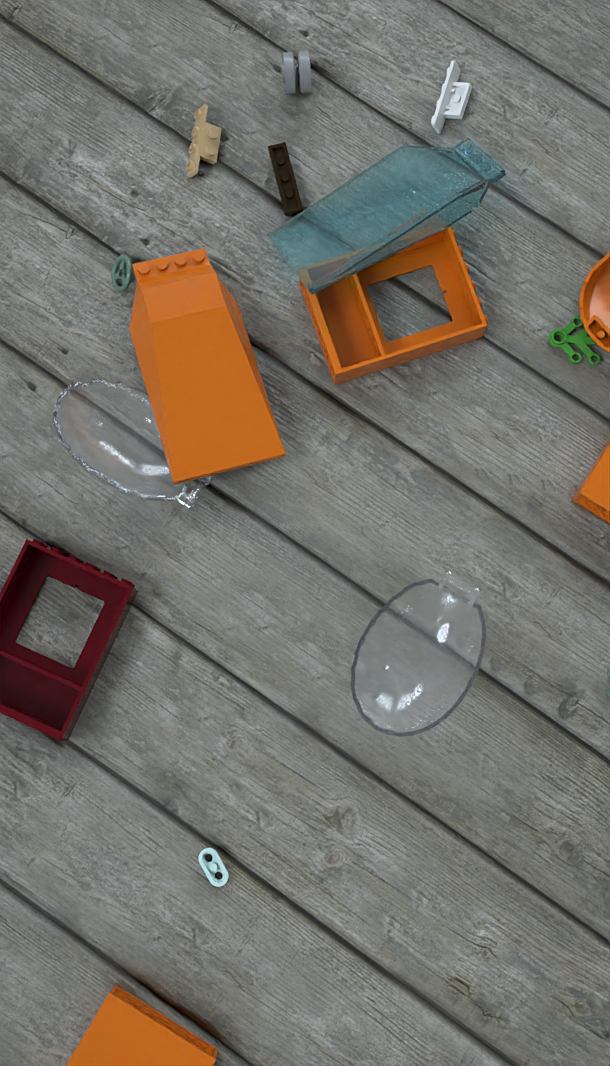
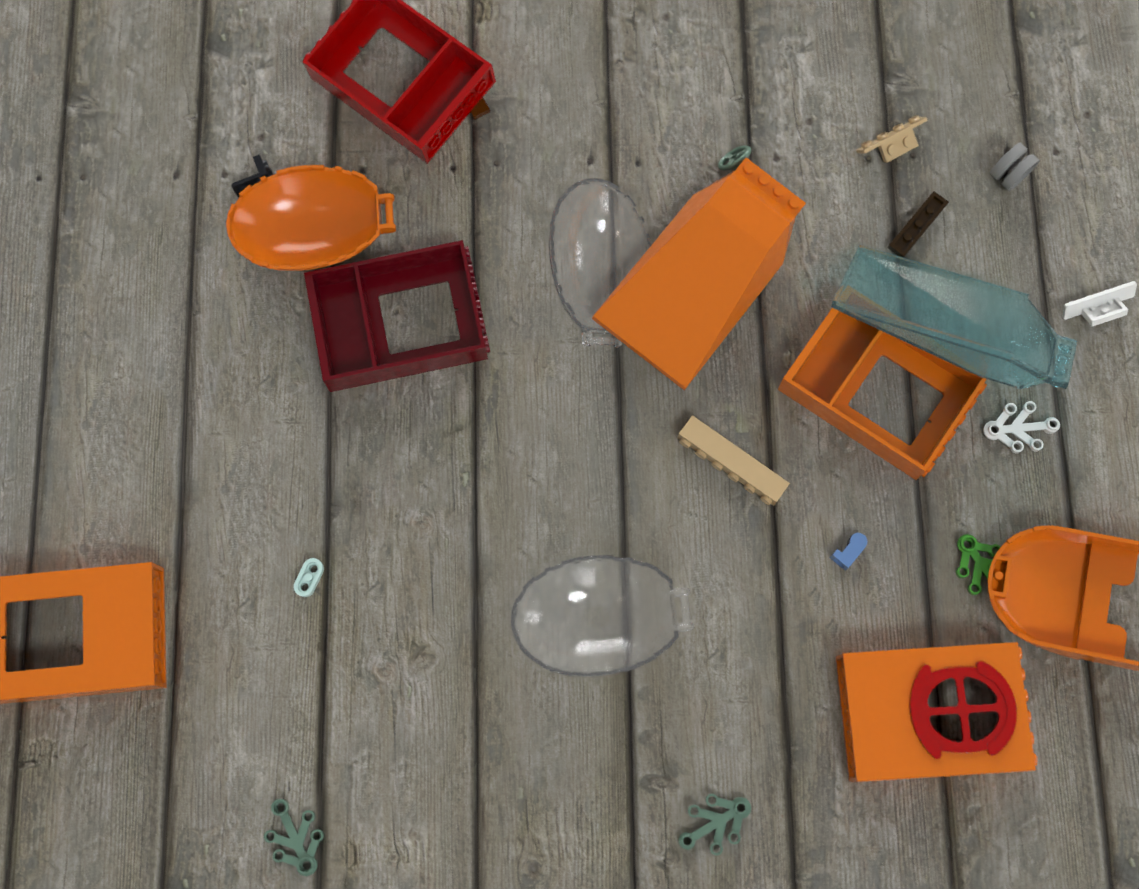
camera: 60 degrees right, 5 degrees down
(367, 461) = (733, 461): none -> tan brick
(419, 1023) = (295, 839): none -> sand green plant
(498, 232) = (1018, 428): none -> white plant
(502, 427) = (854, 547): none -> medium blue leg

